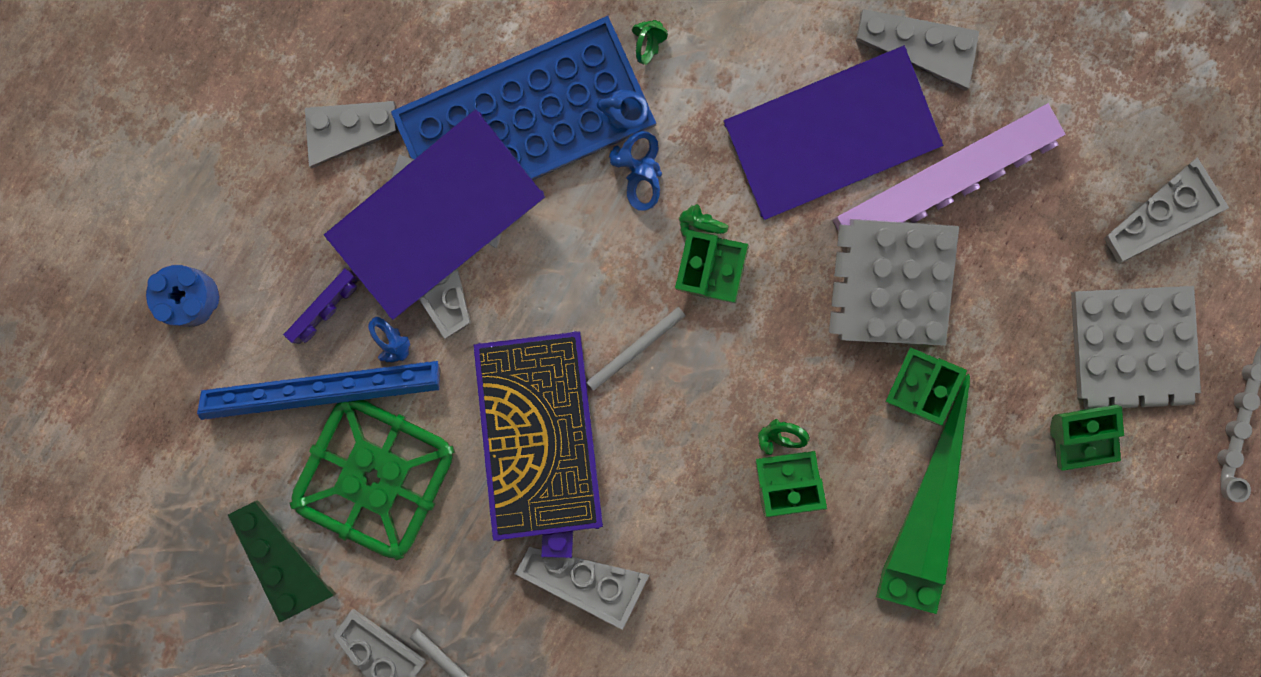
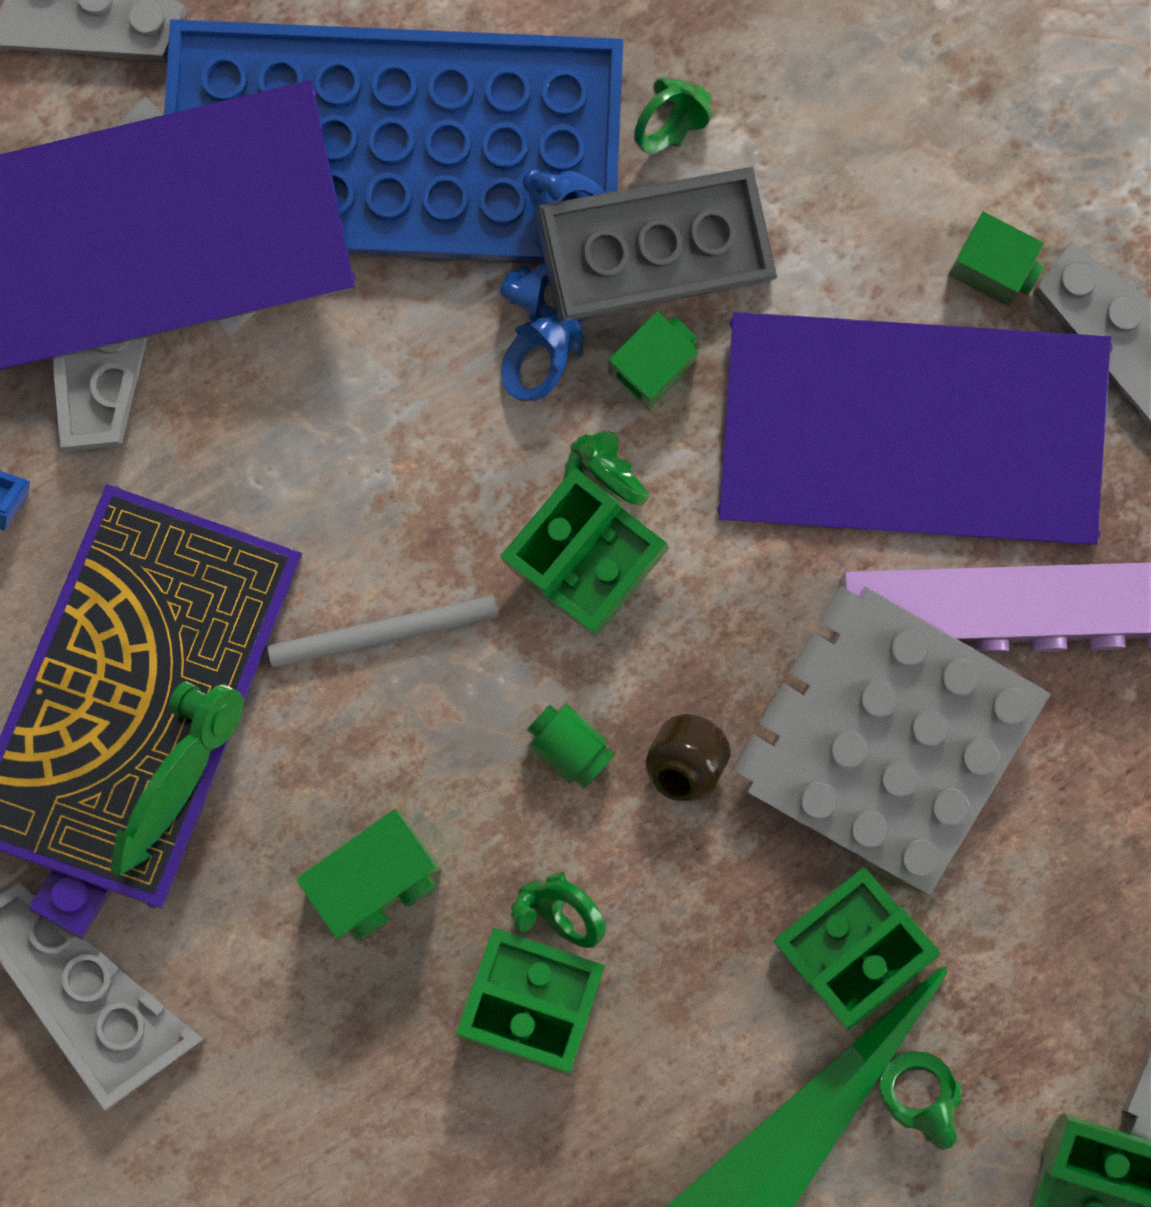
camera: 25 degrees right, 5 degrees down
(583, 430) = (213, 723): none -> green brick
(672, 106) = (655, 244): none -> dark grey tile
(690, 465) = (370, 876): none -> green brick
(698, 160) = (654, 359): none -> green brick
(748, 358) = (569, 744): none -> green brick
(806, 338) = (687, 757): none -> dark brown head
(834, 34) = (998, 260): none -> green brick
(998, 446) = (936, 1120): none -> green piece

